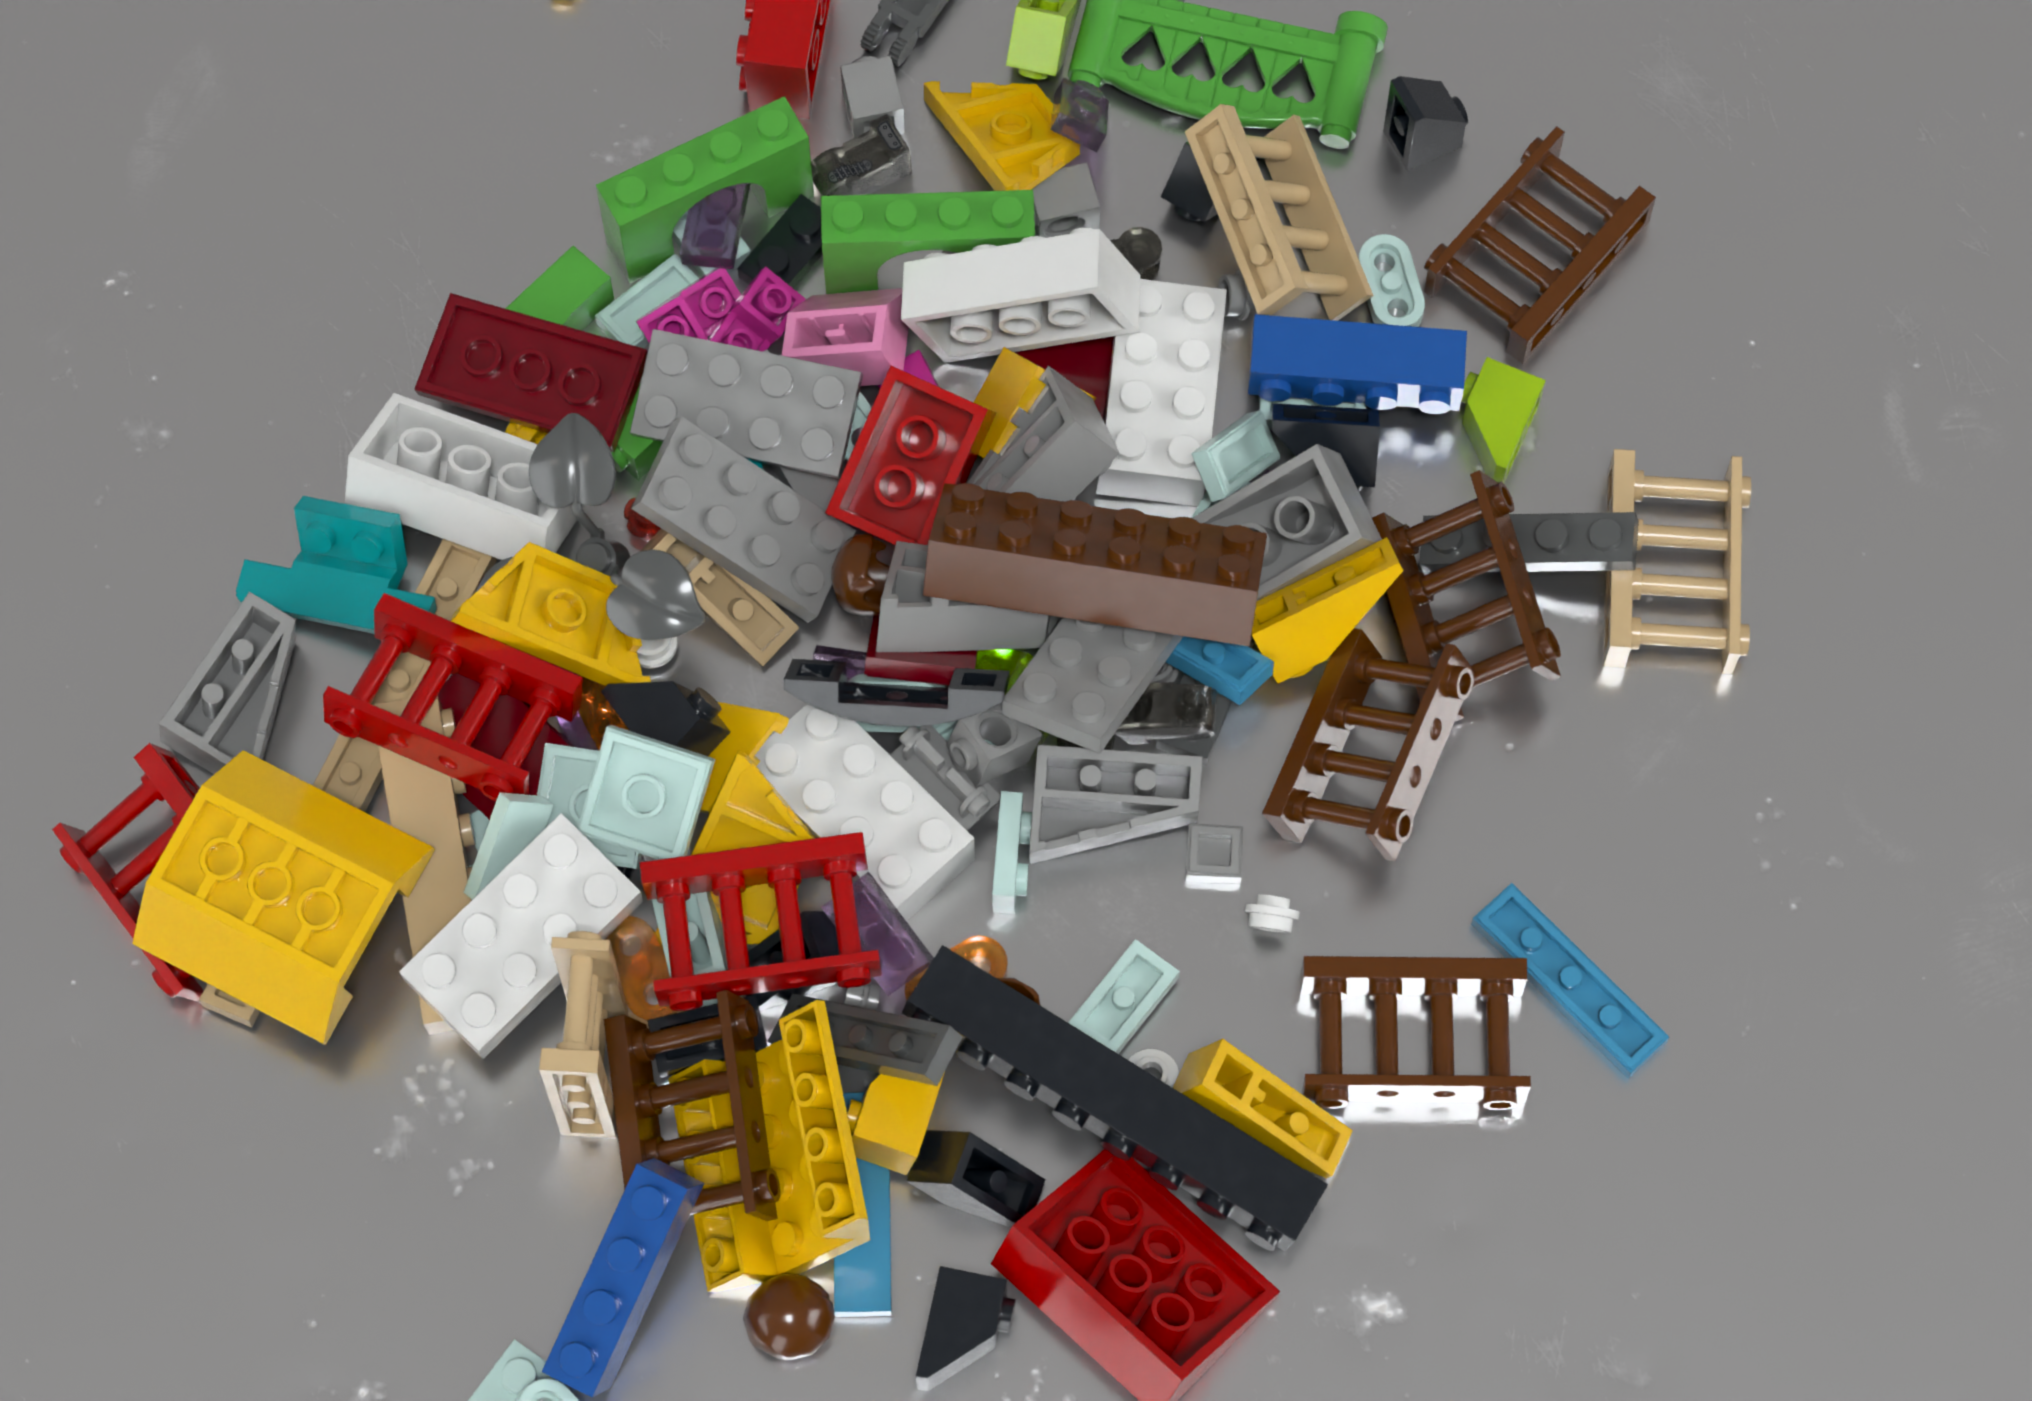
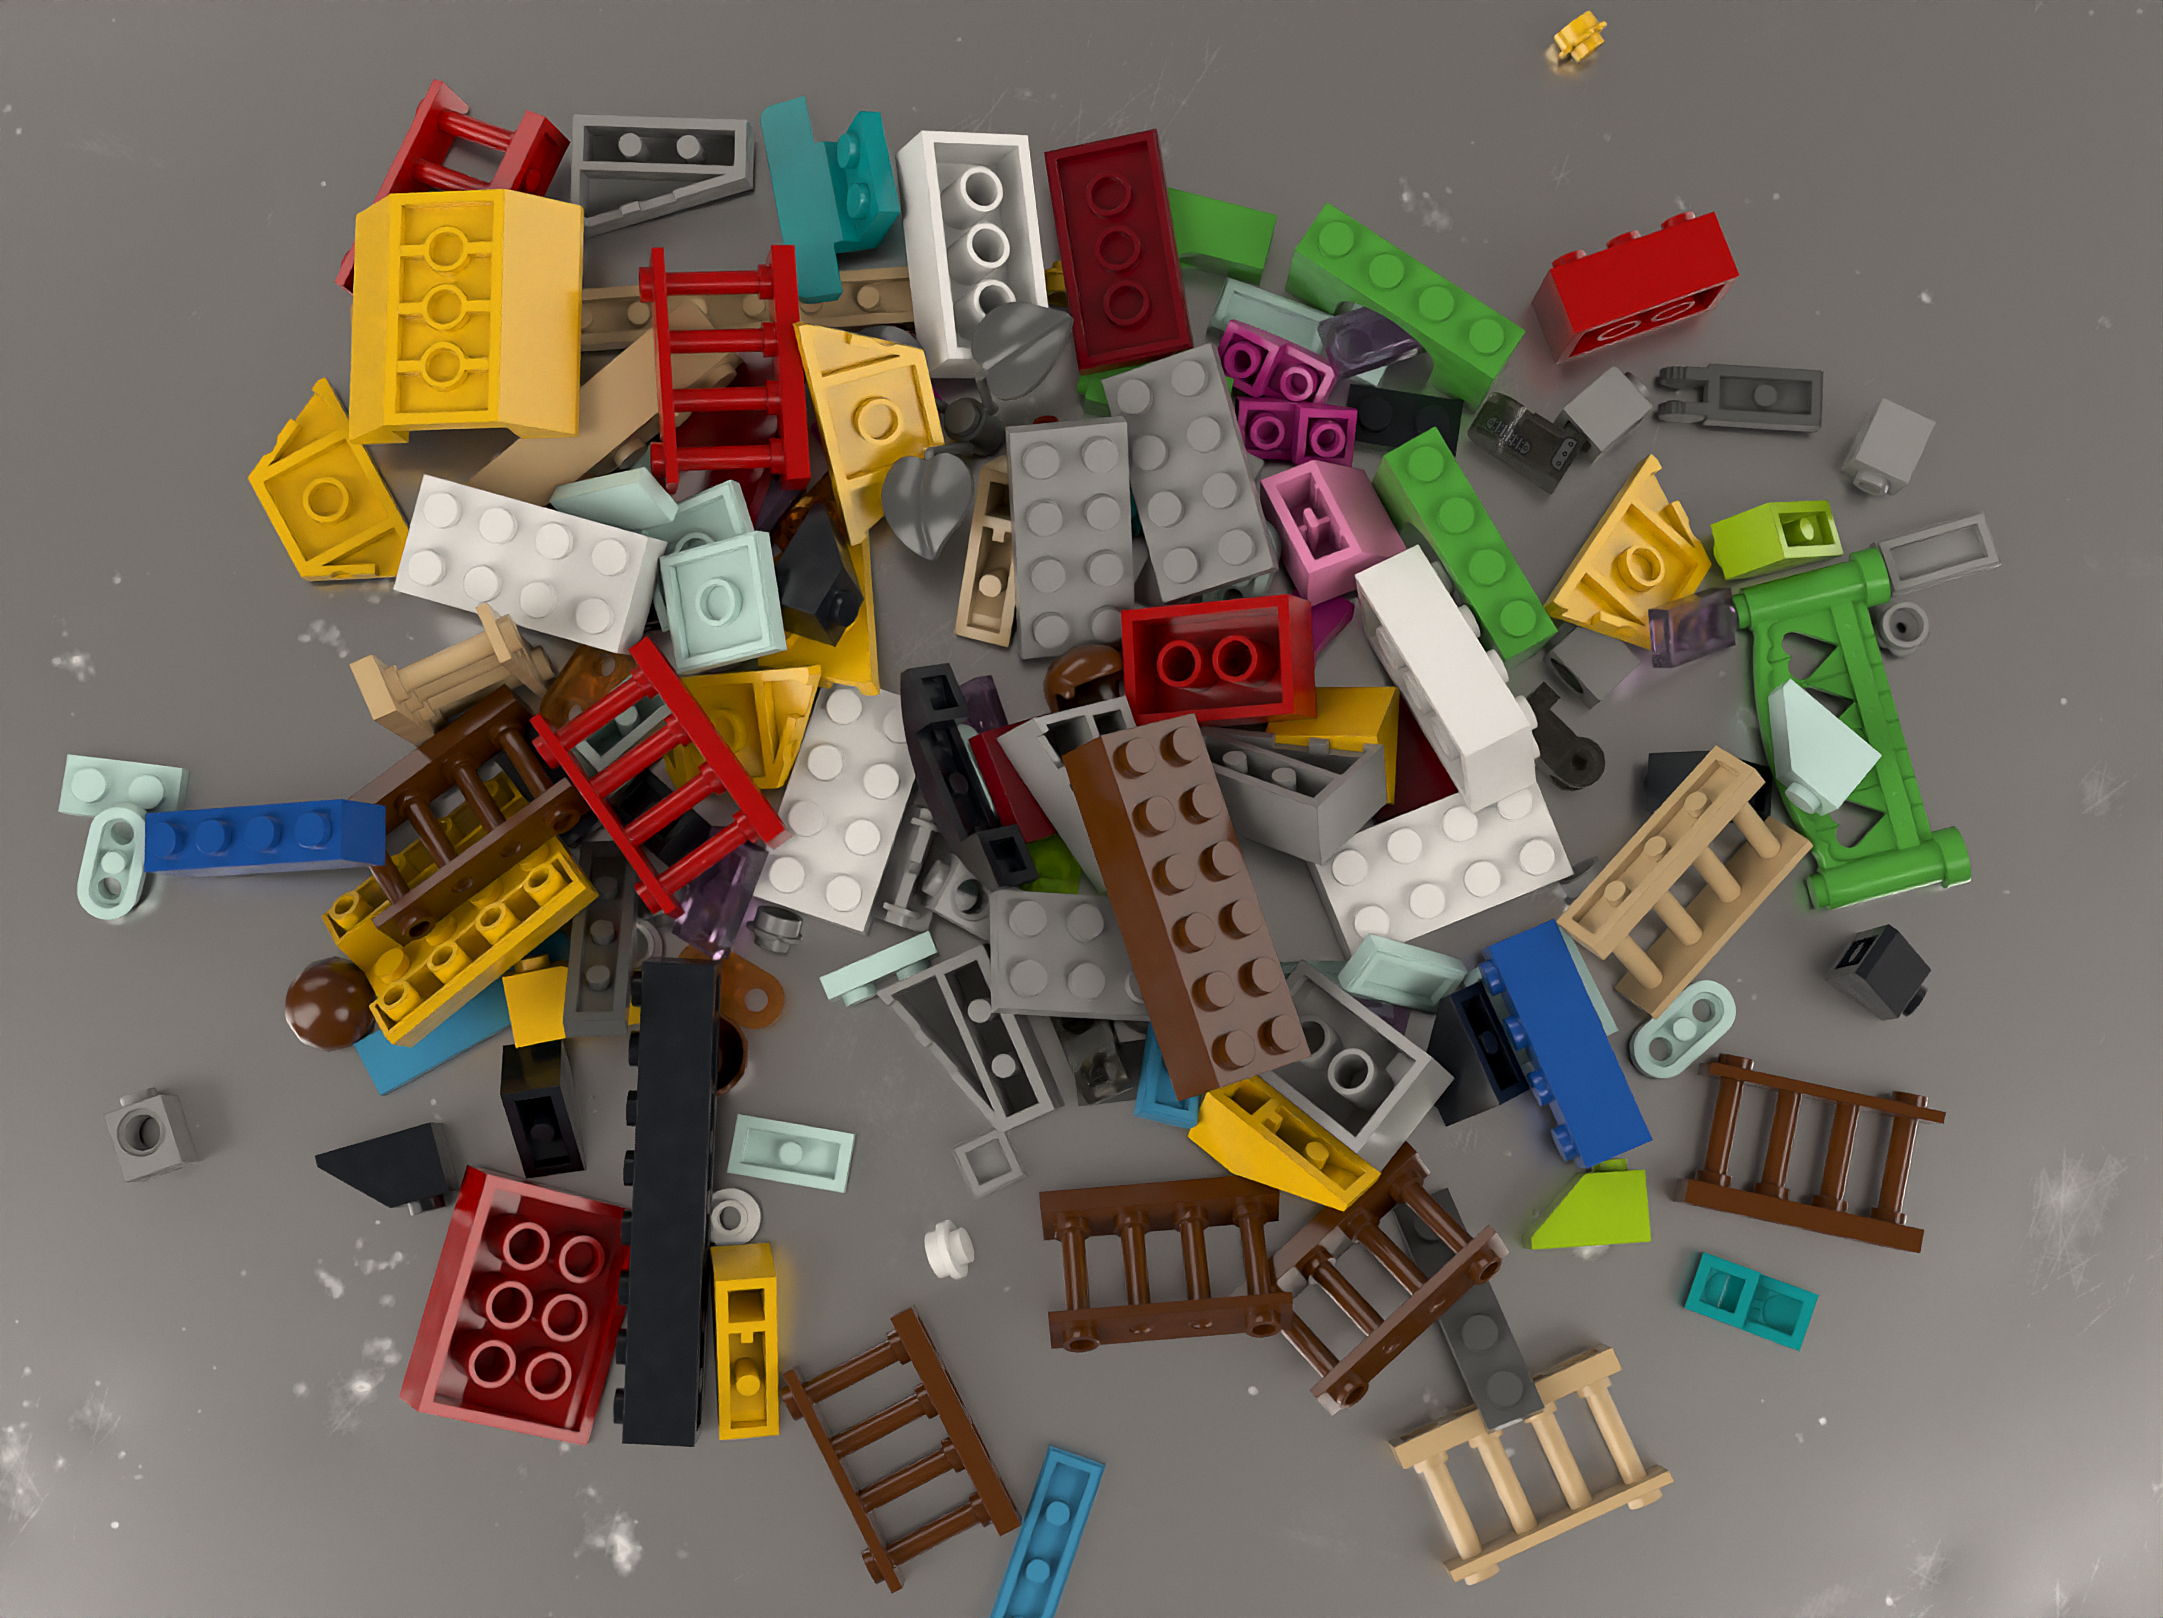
camera: 60 degrees right, 15 degrees up
(357, 1099) = (329, 497): none -> yellow wing
(931, 920) = (775, 928): none -> light grey plate
(1225, 72) = (1815, 751): none -> light aqua slope
(1632, 343) = (1751, 1301): none -> teal slope

